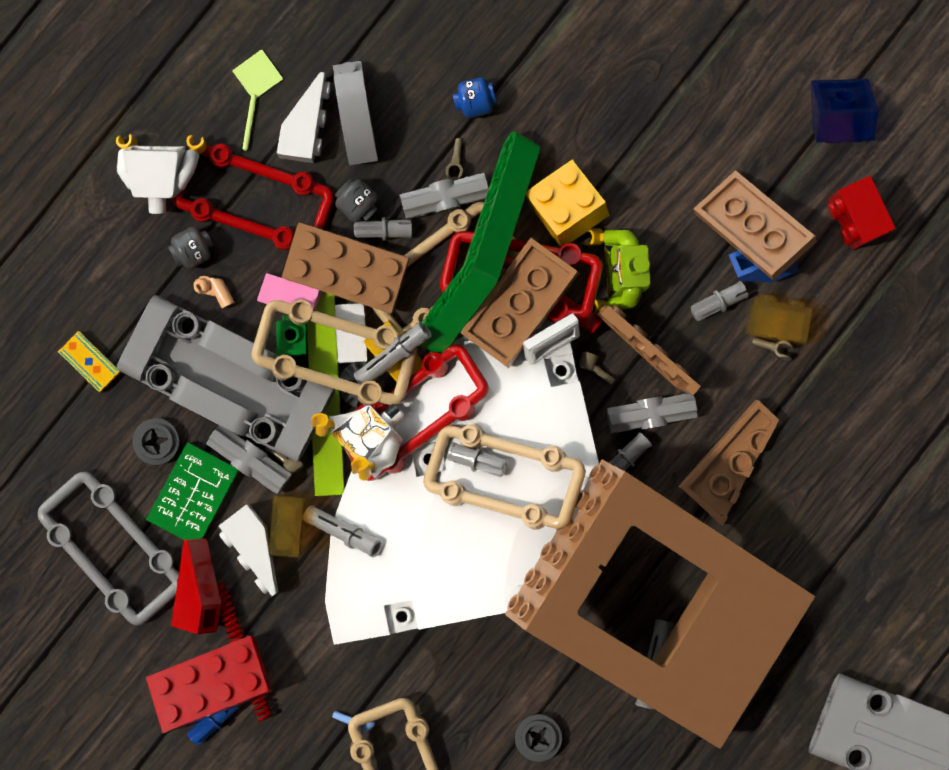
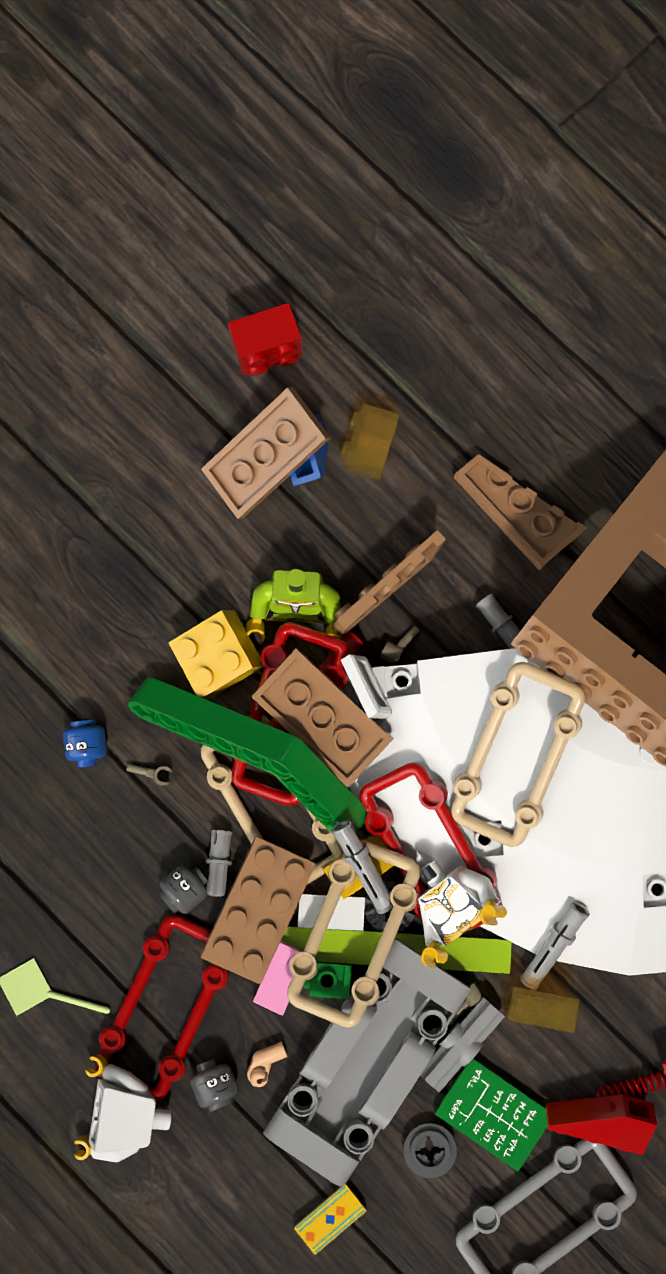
camera: 80 degrees left, 5 degrees down
(251, 539) = (552, 1052): white slope -> none
(300, 129) = (93, 943): white slope -> none
(354, 113) = (84, 879): light grey arch -> none
(444, 196) = (190, 789): light grey piece -> none
(476, 459) = (494, 783): light grey axle -> none
(651, 412) = (456, 589): light grey piece -> none
(719, 301) = (341, 502): light grey axle -> none
(776, 347) = (398, 450): dark tan hand -> none
(843, 110) = (150, 346): clear blue slope -> none

